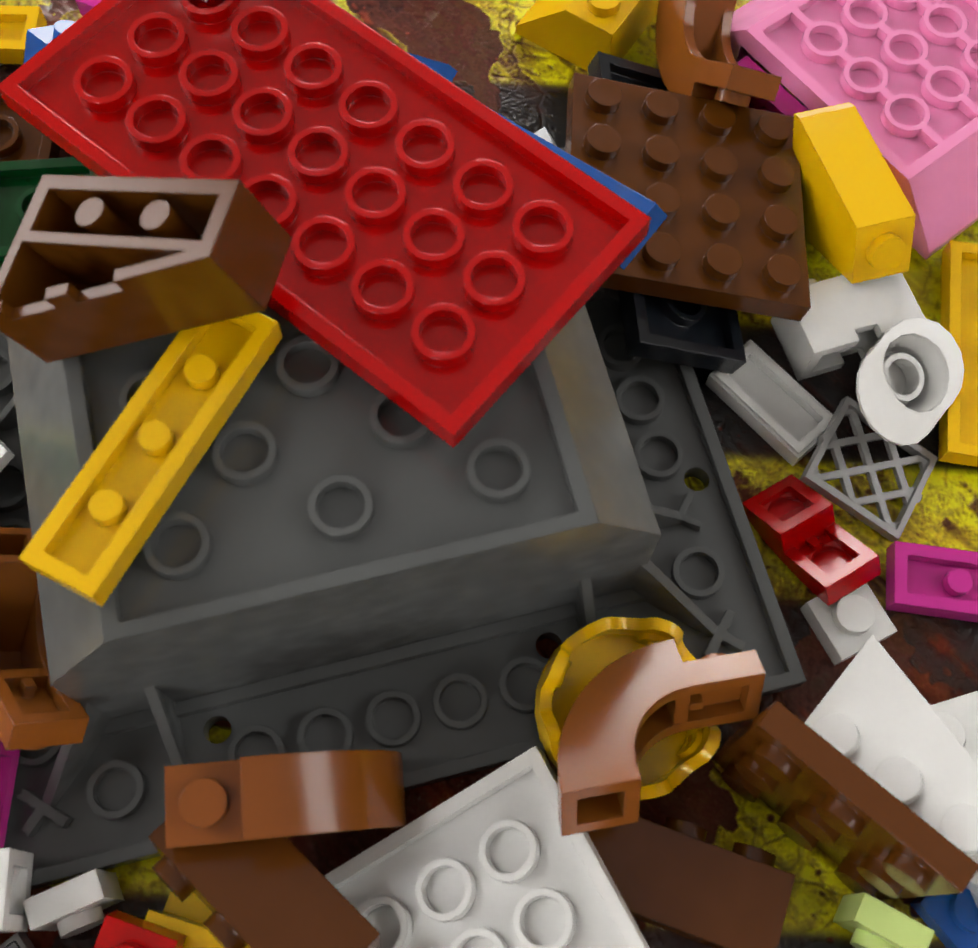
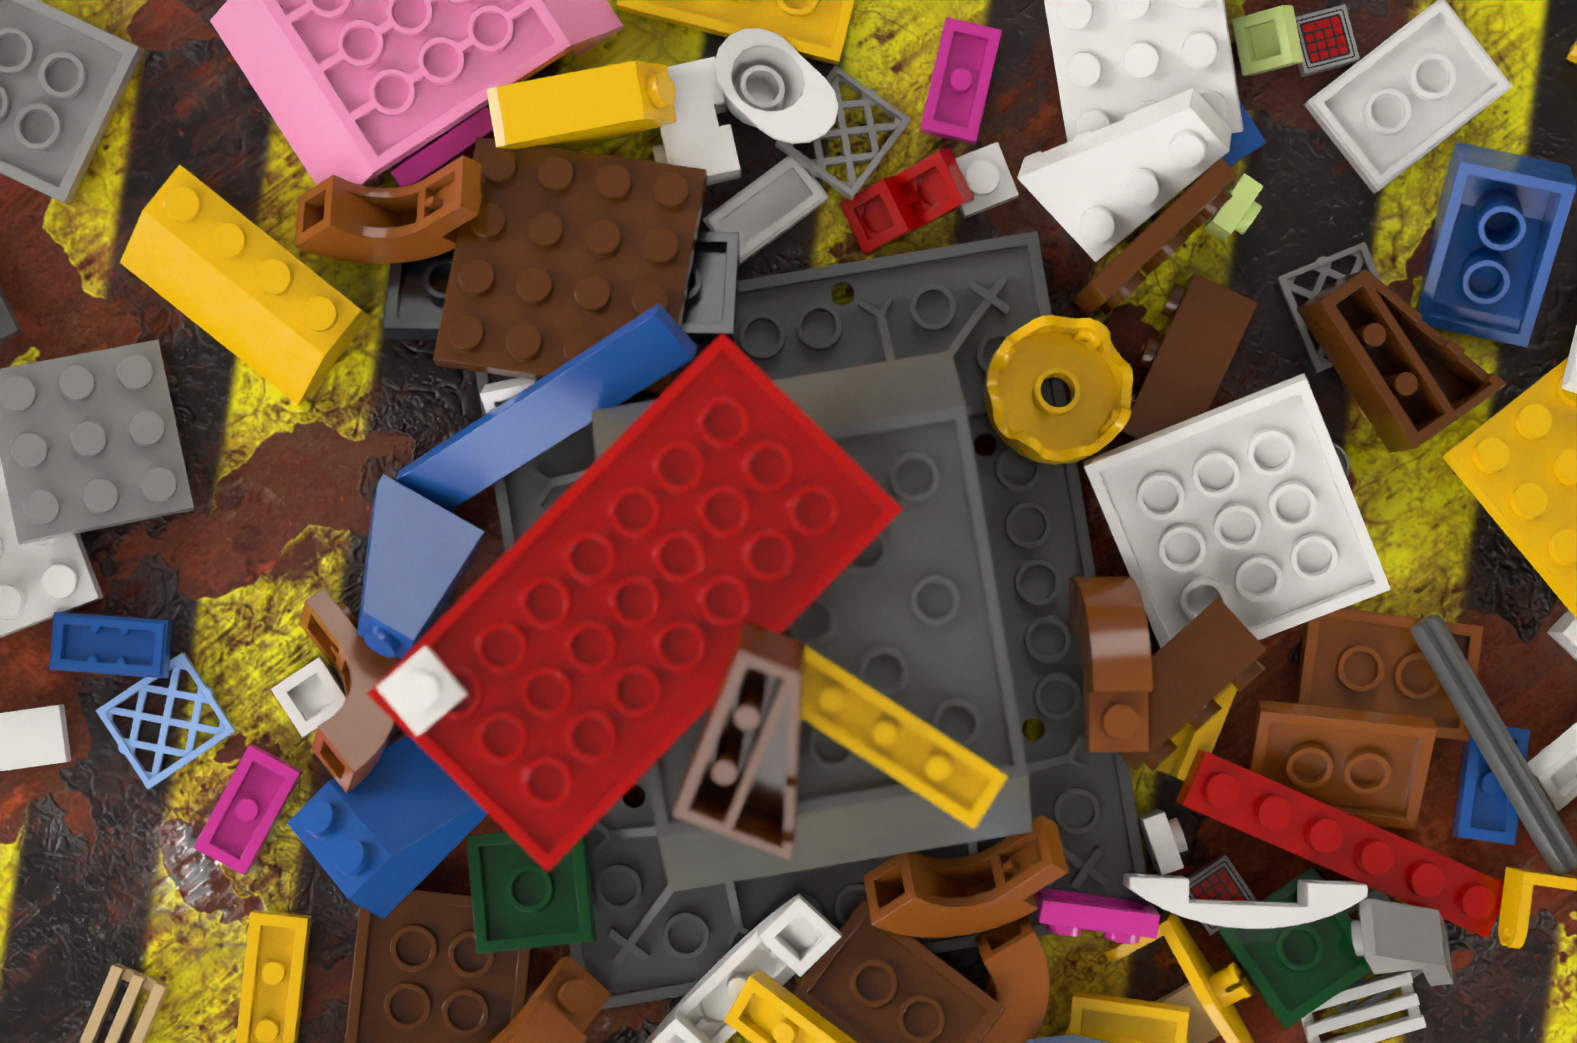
camera: 85 degrees left, 20 degrees up
(630, 711) = (1074, 393): dark orange arch -> none

